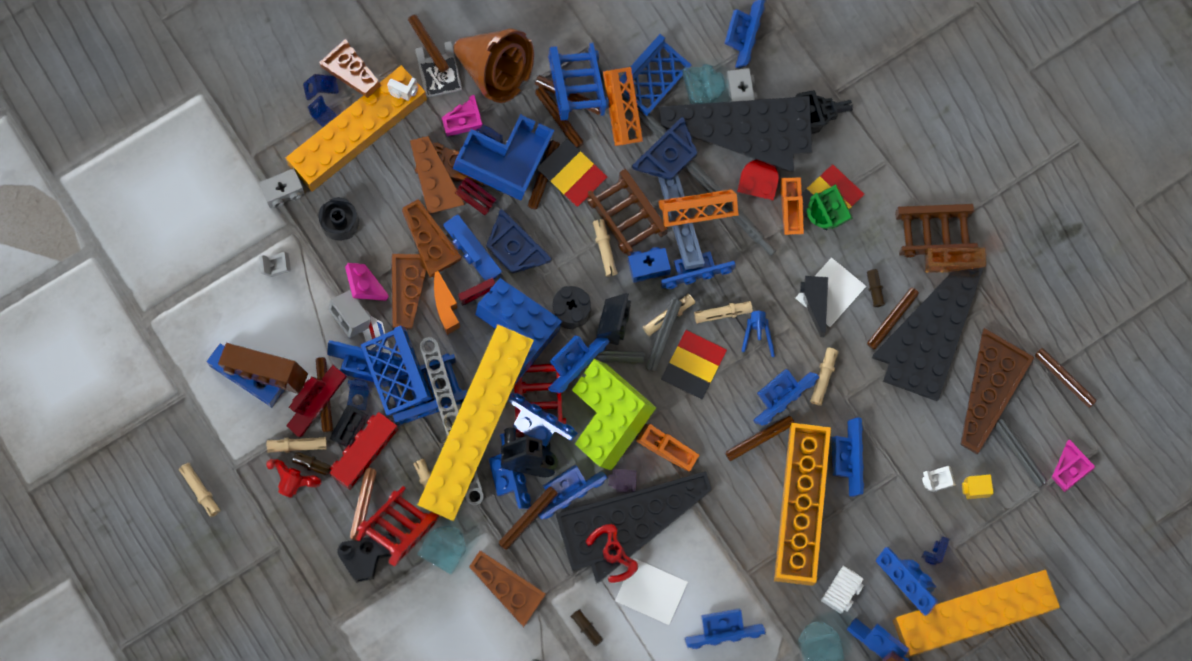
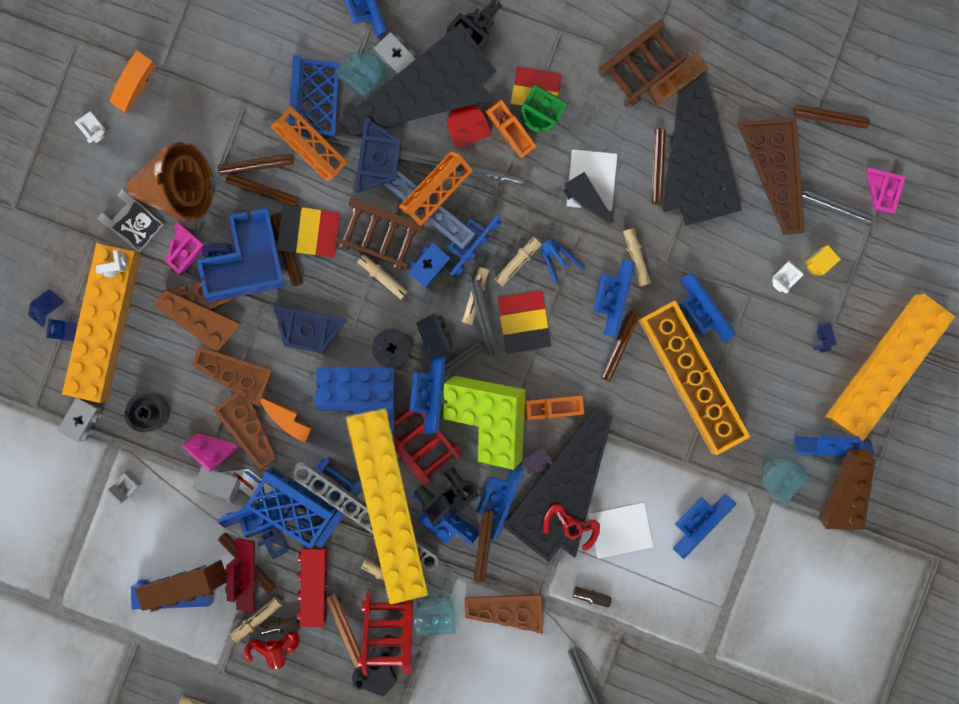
camera: 30 degrees left, 15 degrees up
(348, 426) = (286, 574): black slope -> none
(350, 69) = (55, 276): wing -> none
(428, 43) = (105, 205): reddish brown axle -> none
(472, 248) = (274, 356): blue bracket -> none
(473, 186) = (260, 309): dark red tile -> none
(476, 291) = (305, 390): dark red tile -> none
(537, 423) = (436, 467): blue bracket -> none
(563, 90) = (249, 166): blue fence -> none
(842, 590) = (771, 423): white brick -> none
(875, 288) = (626, 150): dark brown axle -> none
(909, 579) = (821, 378): blue bracket -> none

